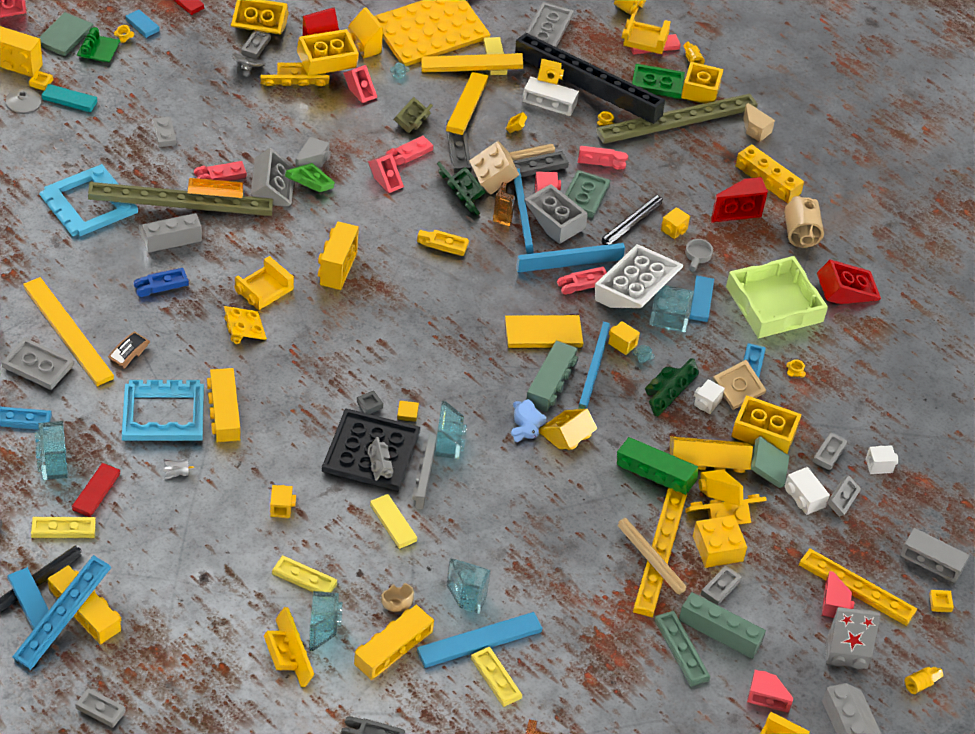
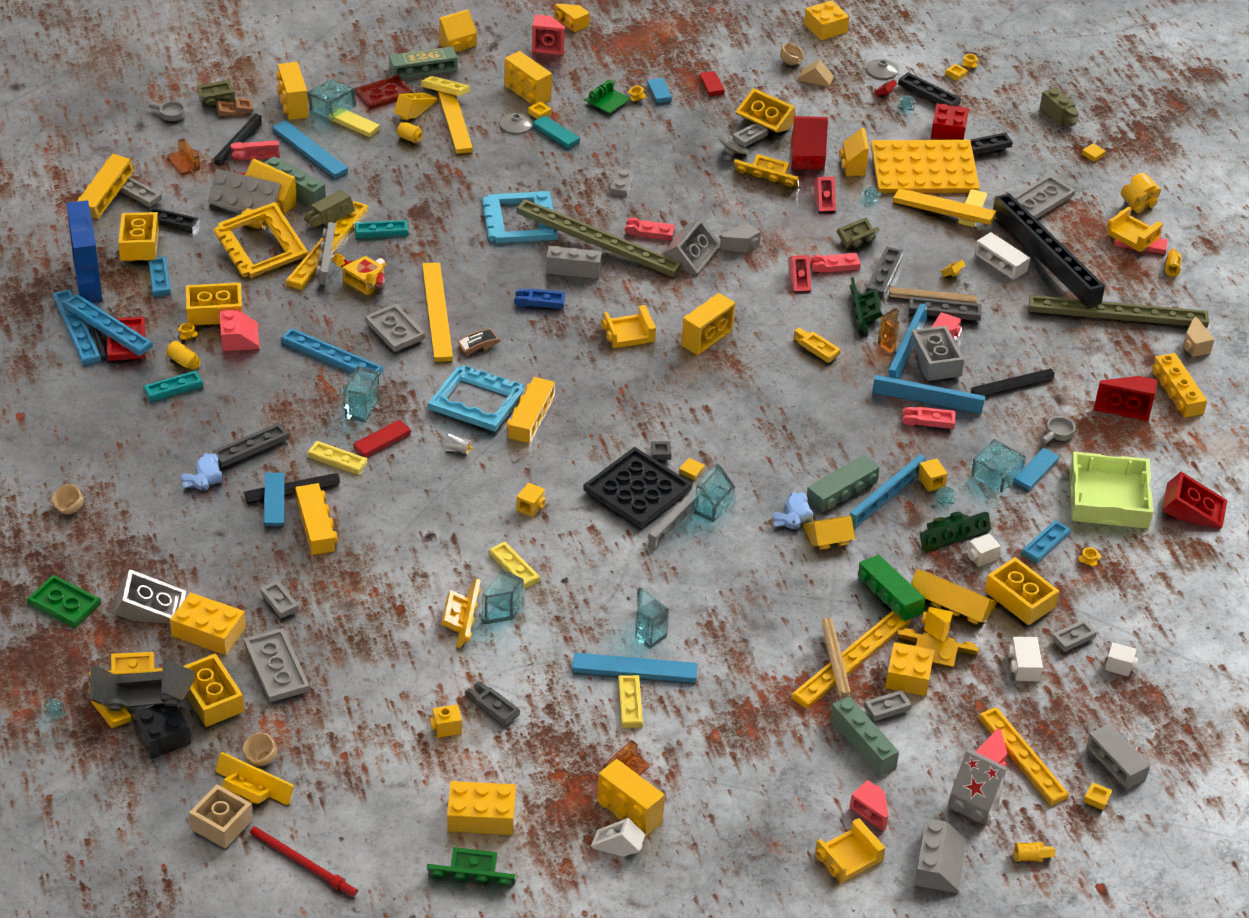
camera: 30 degrees right, 5 degrees down
(61, 612) = (290, 515): dark azure tile -> none
(65, 34) = (583, 80): sand green tile -> none
(215, 187) = (634, 237): light orange tile -> none
(243, 324) = (590, 352): yellow hinge -> none
(311, 177) = (727, 255): bright green wing -> none
(327, 52) = (804, 155): yellow brick -> none
(379, 459) = (636, 497): light grey hinge -> none
(393, 521) = (620, 550): light yellow tile -> none
(393, 642) = (555, 640): yellow brick -> none
(398, 598) = (581, 609): tan hair -> none
(467, 103) = (915, 238): yellow tile -> none
(494, 167) = (902, 293): tan brick -> none
(543, 331) = (854, 443): yellow tile -> none
(550, 71) = (1010, 232): yellow brick -> none
(587, 191) = (983, 347): sand green tile -> none
(602, 157) = (1018, 321): coral hinge -> none
(605, 118) = (1045, 290): yellow plate -> none
(635, 278) = (974, 427): white slope -> none
(659, 80) = (1121, 274): green plate -> none
(675, 223) = (1052, 397): yellow brick -> none
(682, 648) = (816, 742): sand green tile -> none
(702, 83) = (1162, 287): yellow brick -> none
(738, 383) = (1022, 545): tan plate -> none
(770, 462) = (1004, 622): sand green tile -> none
(804, 222) = (1182, 434): tan cylinder -> none
(843, 495) = (1060, 675): light grey plate -> none

